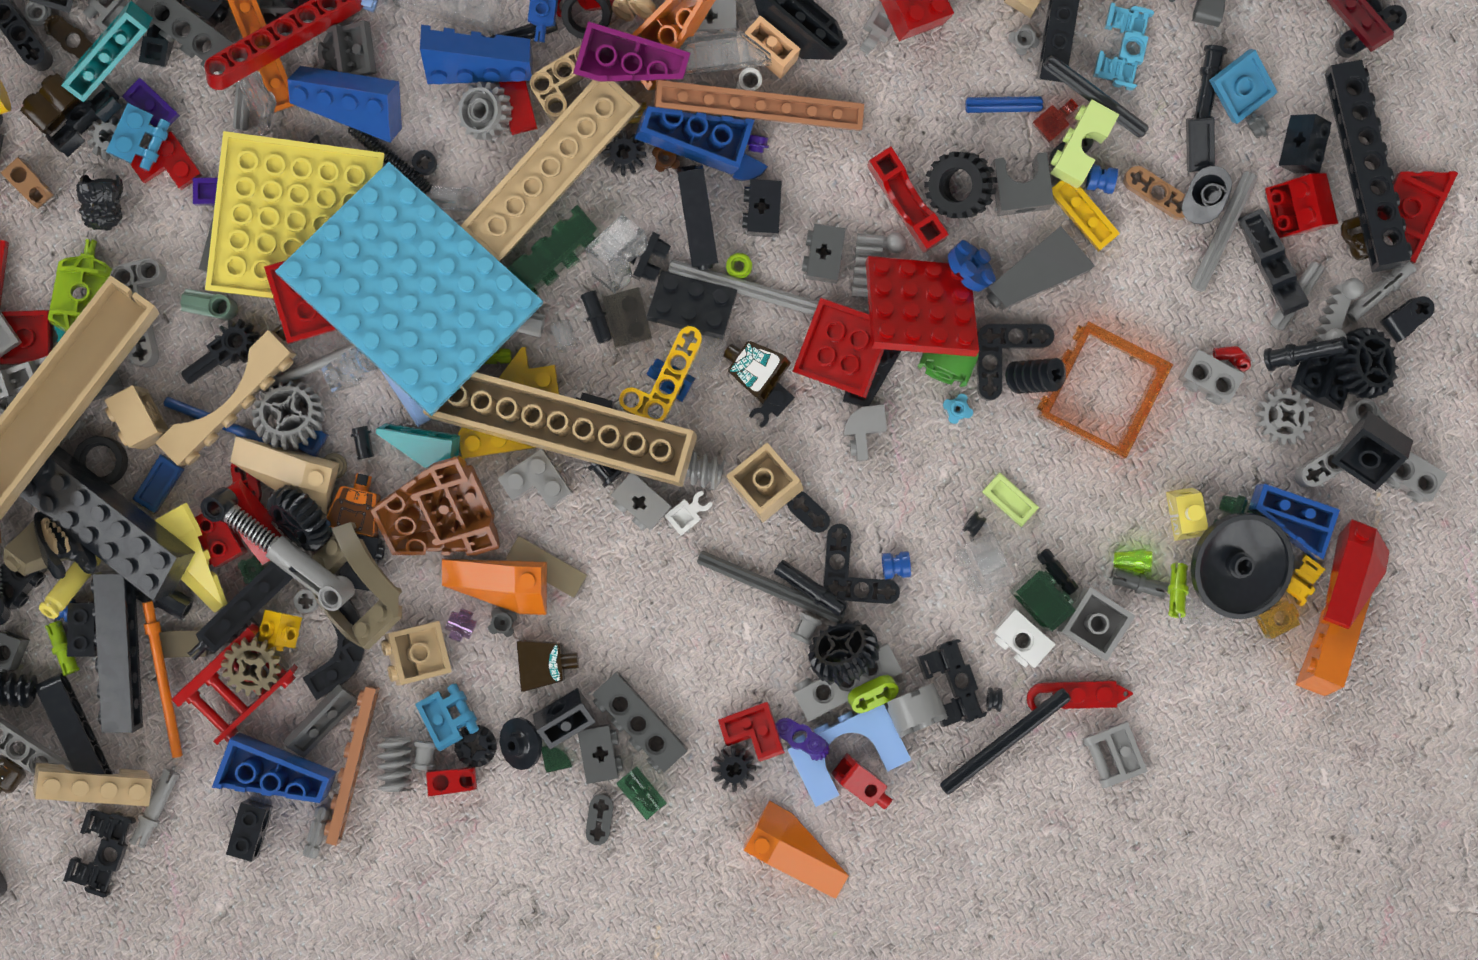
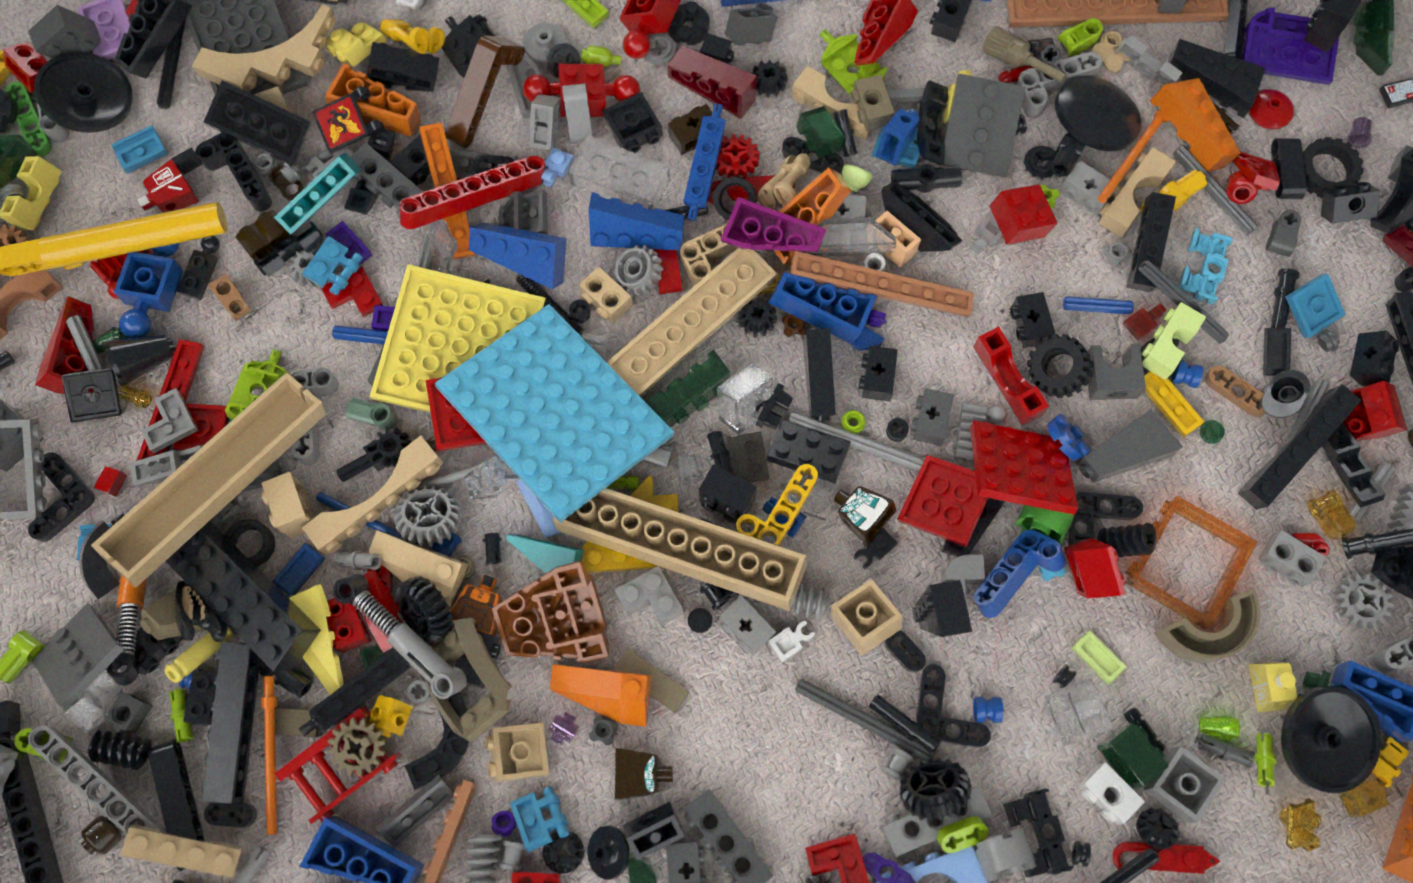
camera: 10 degrees right, 15 degrees down
(69, 23) = (290, 172): none -> light grey plate
(100, 202) = (290, 317): black hair -> none
(132, 747) = (230, 820): none -> black beam
(182, 212) = (359, 334): none -> blue axle
(221, 470) = (358, 560): none -> light grey pin
(405, 721) = (503, 816): none -> dark purple plate
(454, 138) = (609, 292): none -> tan brick
(591, 499) = (700, 620): none -> black plate
(607, 363) = (726, 494): none -> black brick
(788, 262) = (896, 437): none -> black bush
(841, 477) = (943, 610): none -> black wedge
(896, 454) = (992, 596): none -> blue beam
(933, 116) = (1036, 309): none -> black brick
(1001, 410) = (1095, 569): none -> red slope
(1060, 672) = (1148, 832): none -> black gear
(1128, 242) = (1212, 431): none -> clear green plate
(1145, 469) = (1237, 630): none -> dark tan brick
(1212, 652) = (1300, 823): none -> clear yellow hips
(1235, 238) = (1284, 466): none -> black arch
(1253, 323) = (1330, 514): none -> clear yellow piece

